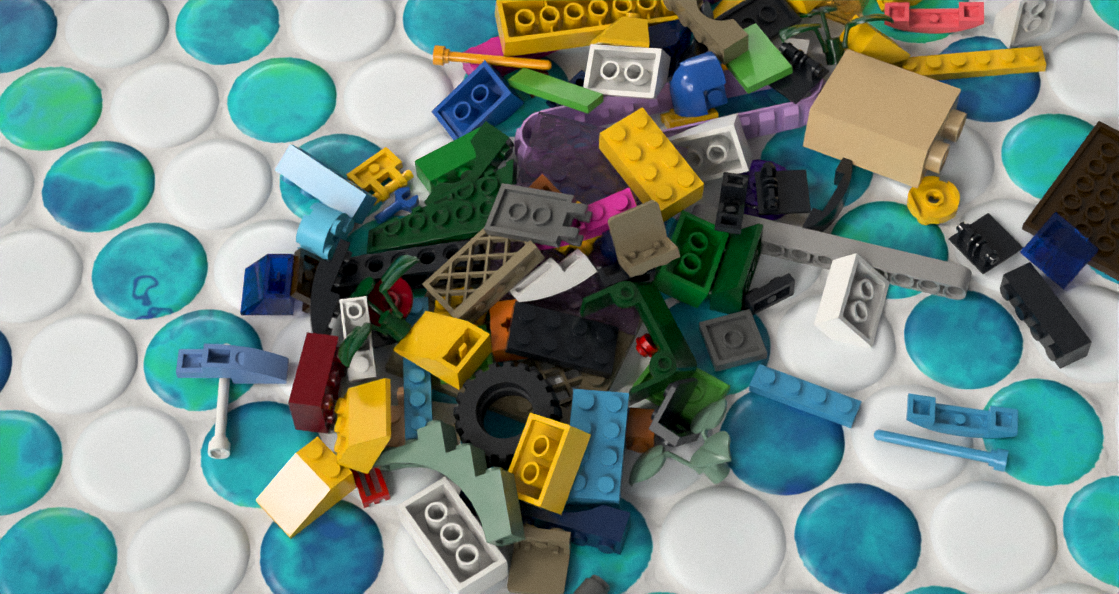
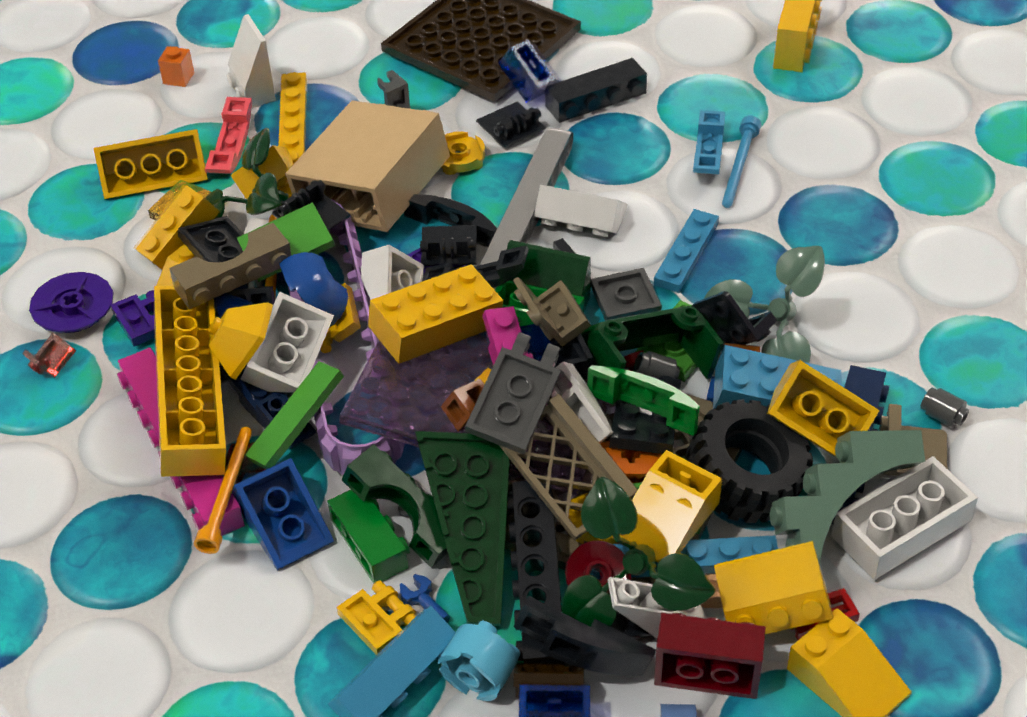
camera: 90 degrees left, 10 degrees down
(538, 343) = (645, 392): none -> green slope
(630, 358) = (656, 365): none -> dark grey brick
(989, 134) = (396, 91): none -> dark grey hinge

